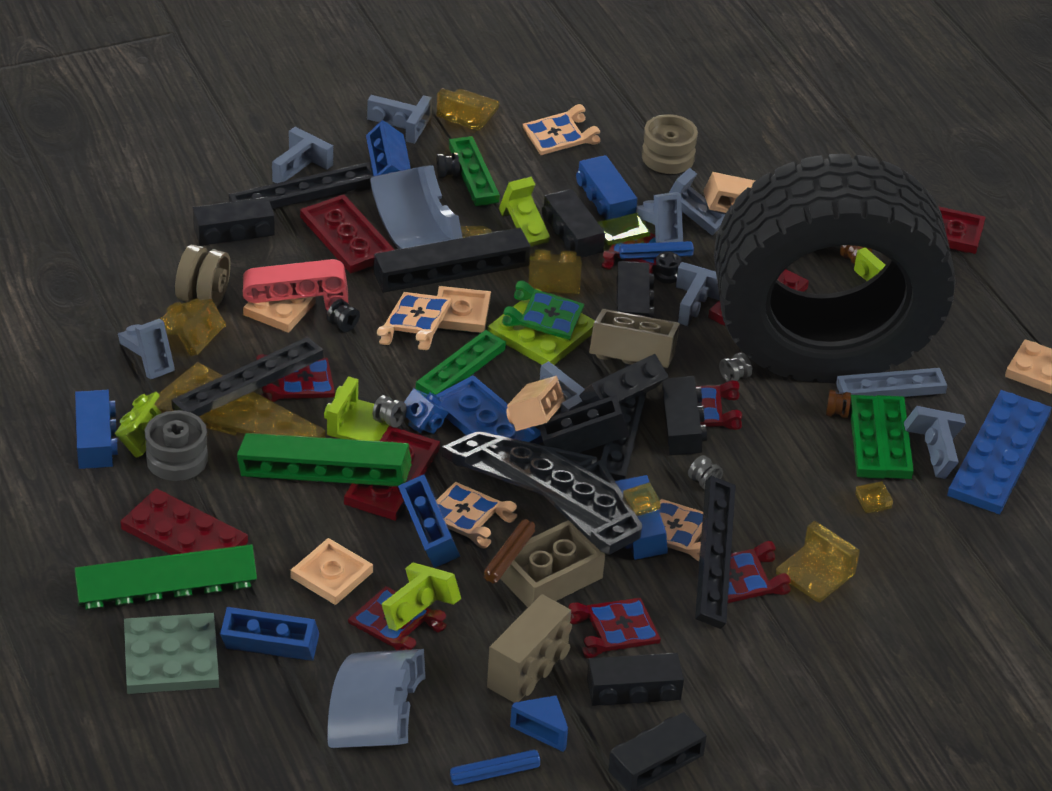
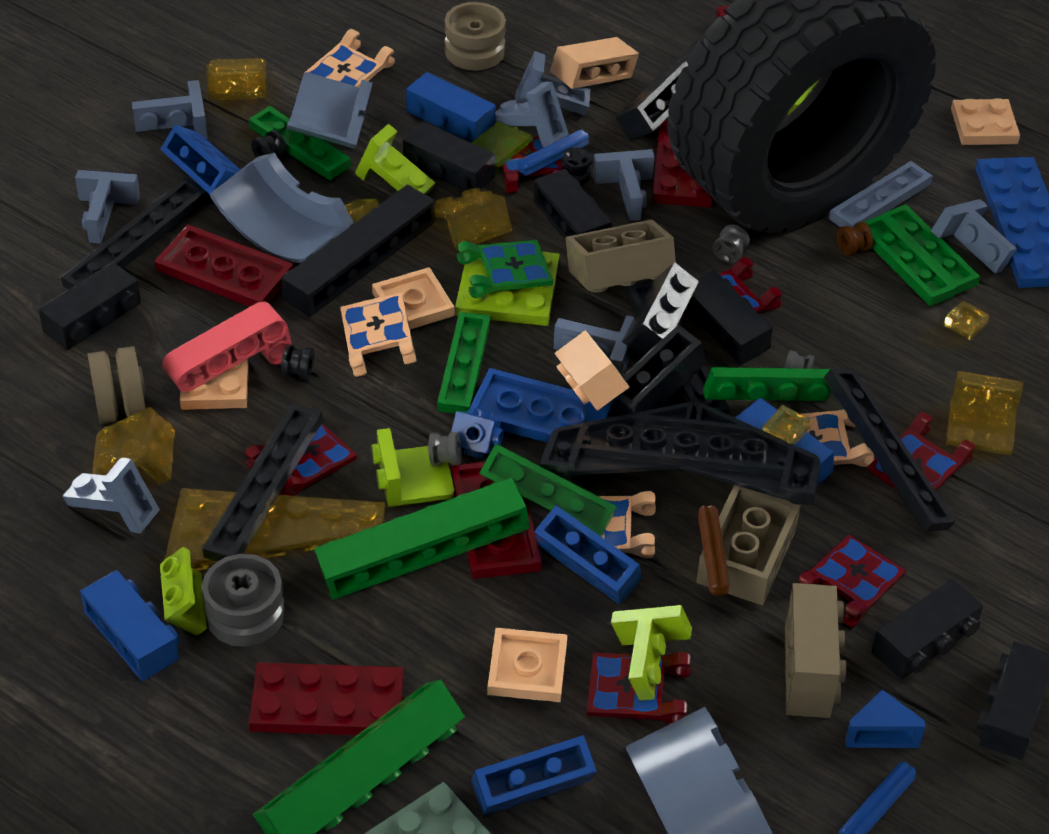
camera: 30 degrees left, 5 degrees up
(437, 468) = (548, 489): none -> green plate
(512, 155) = (330, 109): none -> sand blue panel
(660, 468) = (766, 383): none -> green plate

